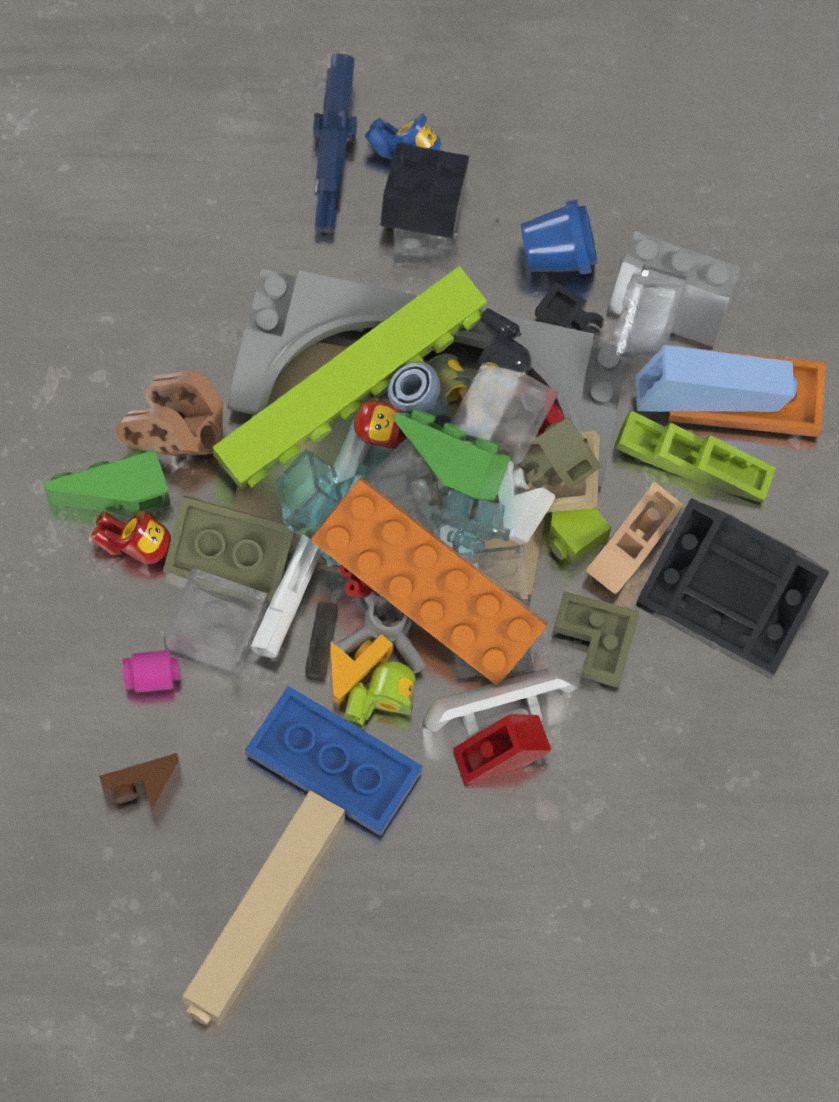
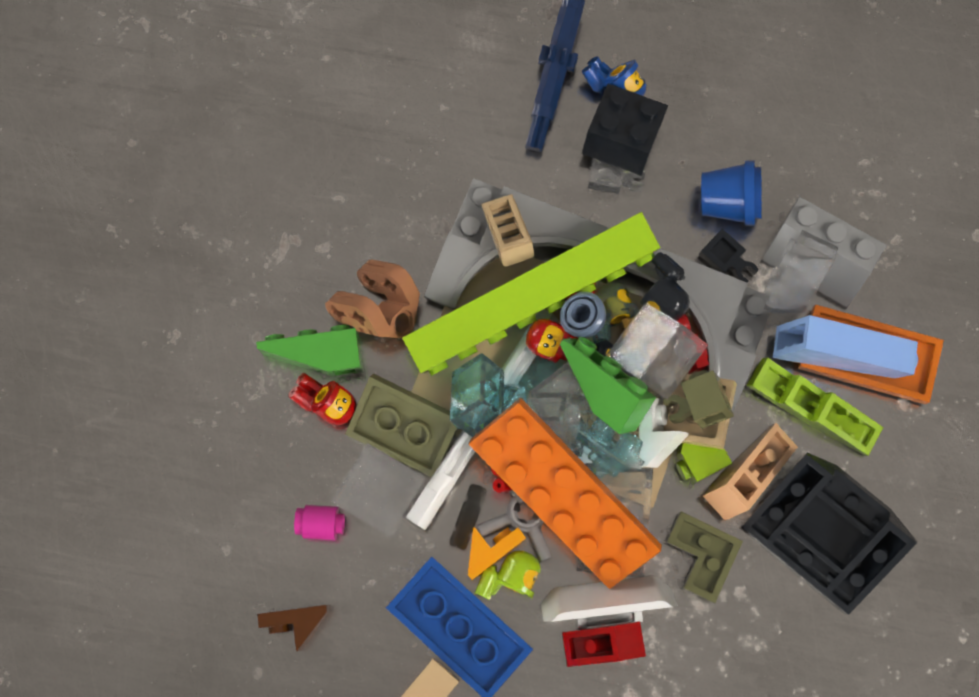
camera: 15 degrees right, 10 degrees up
(307, 315) = (511, 249): none -> tan slope

